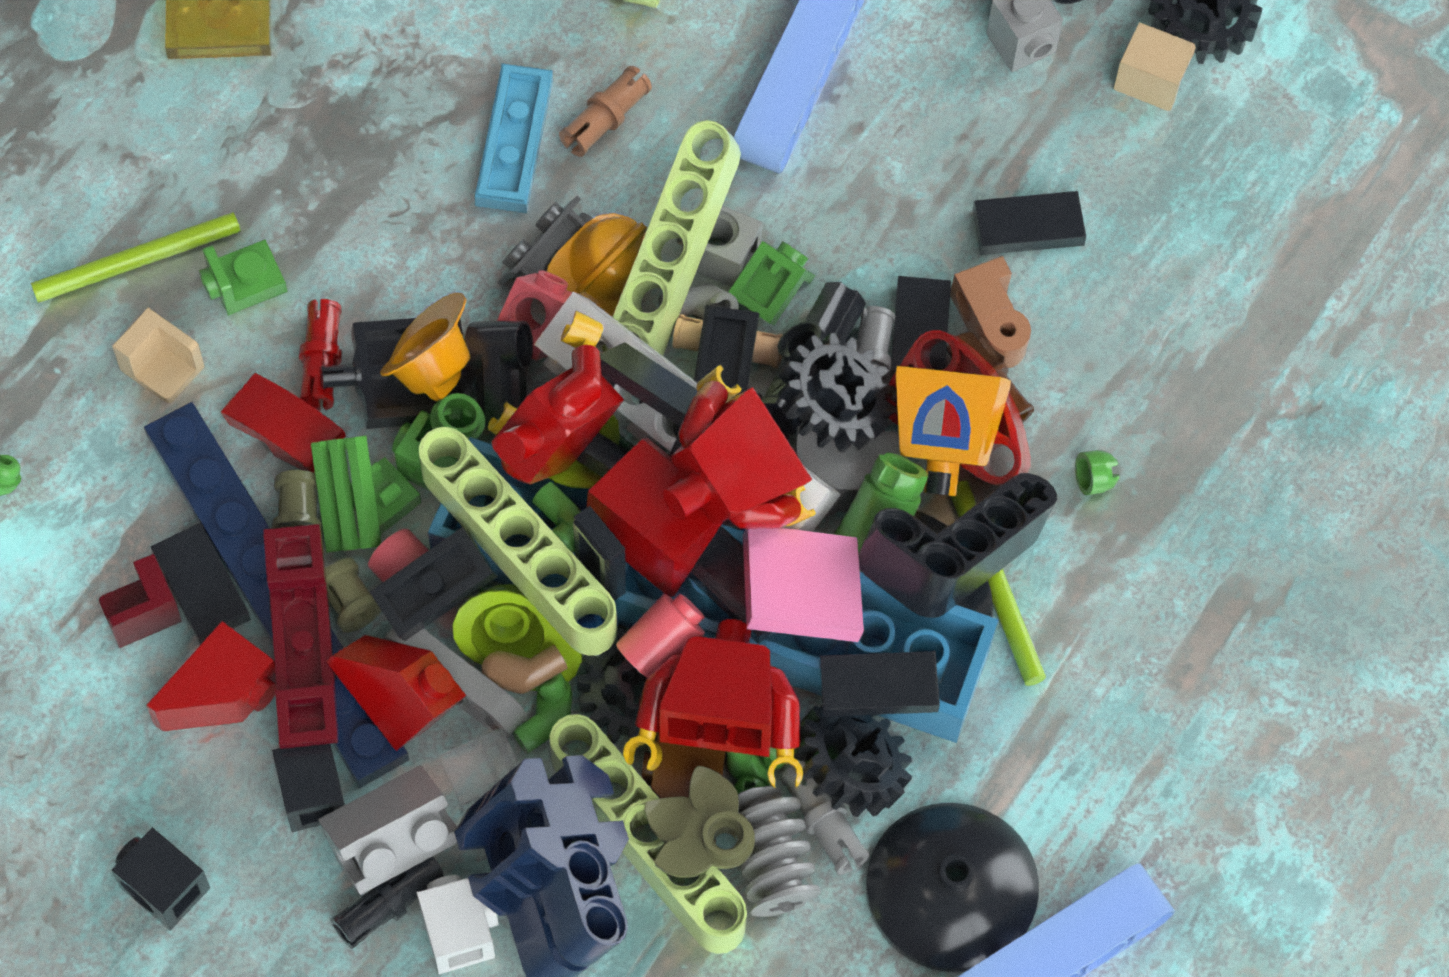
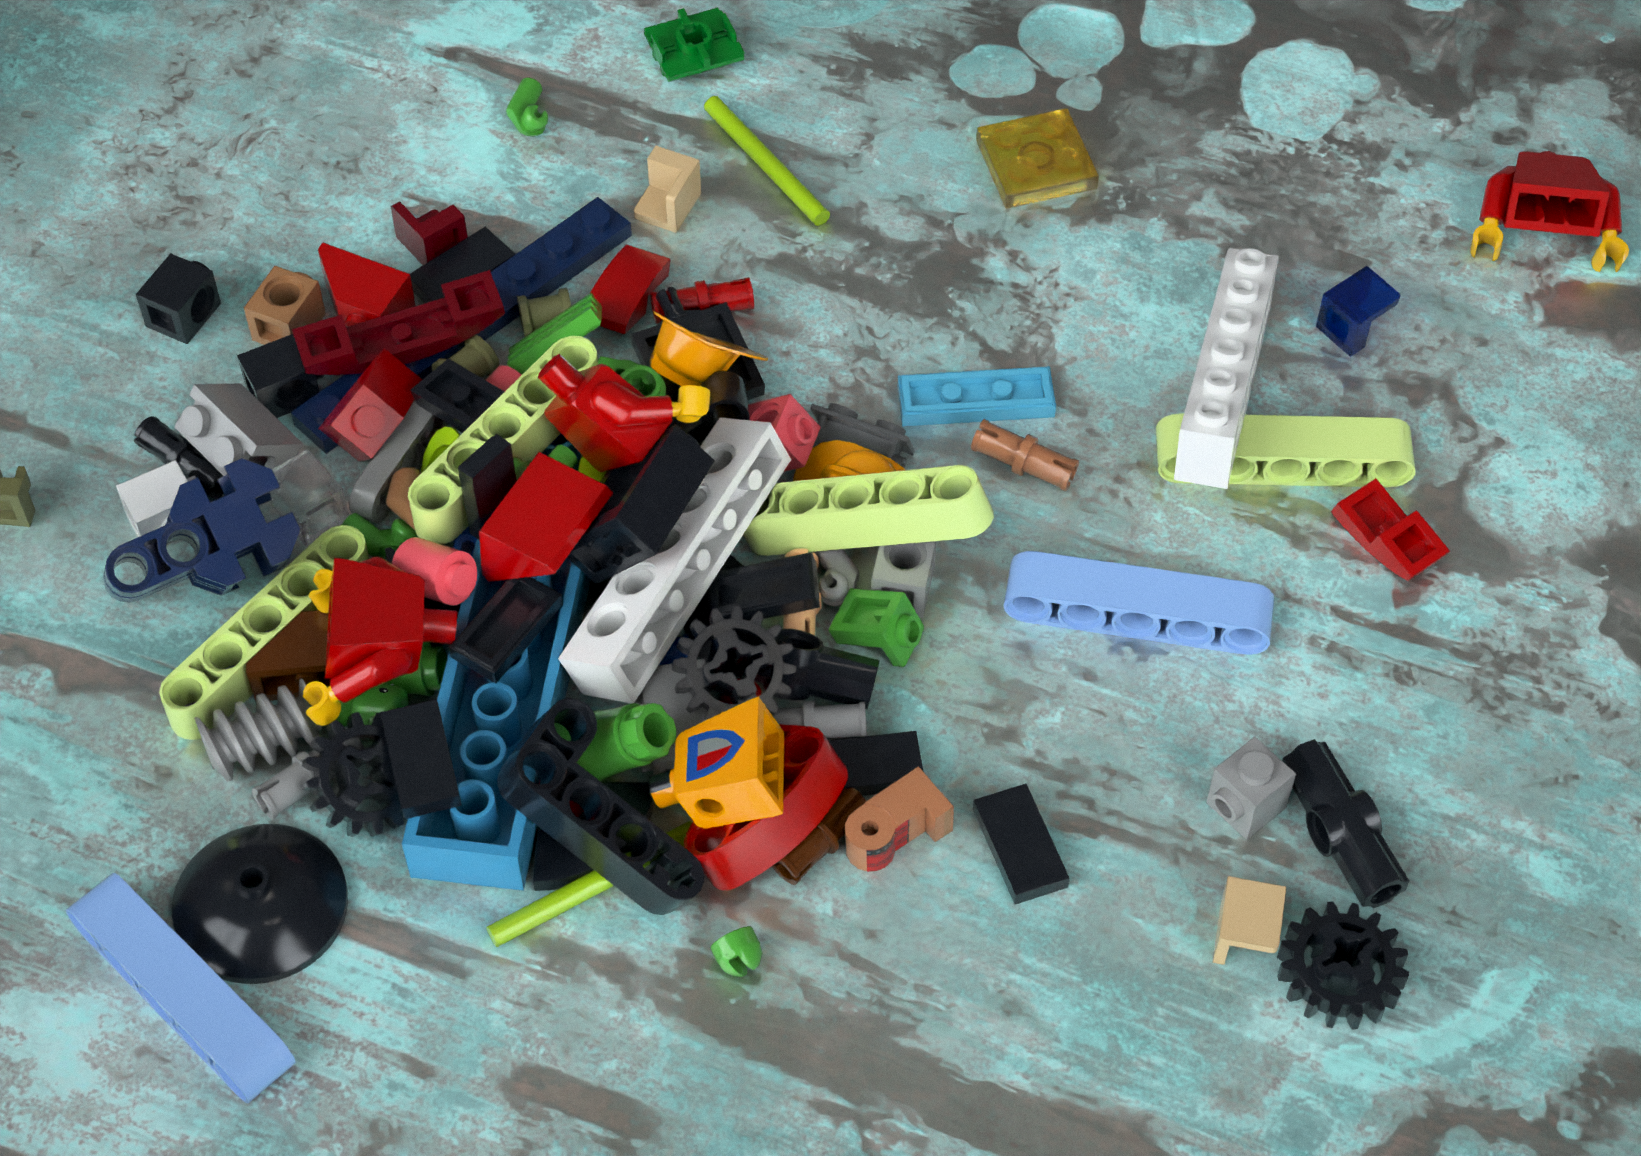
camera: 80 degrees right, 10 degrees down
(228, 783) = (283, 303): none -> medium nougat brick
(242, 276) = (764, 229): bright green bracket -> none
(695, 822) = (259, 646): olive plate -> none
(735, 461) = (581, 547): red torso -> none
(802, 583) = (505, 664): bright pink tile -> none

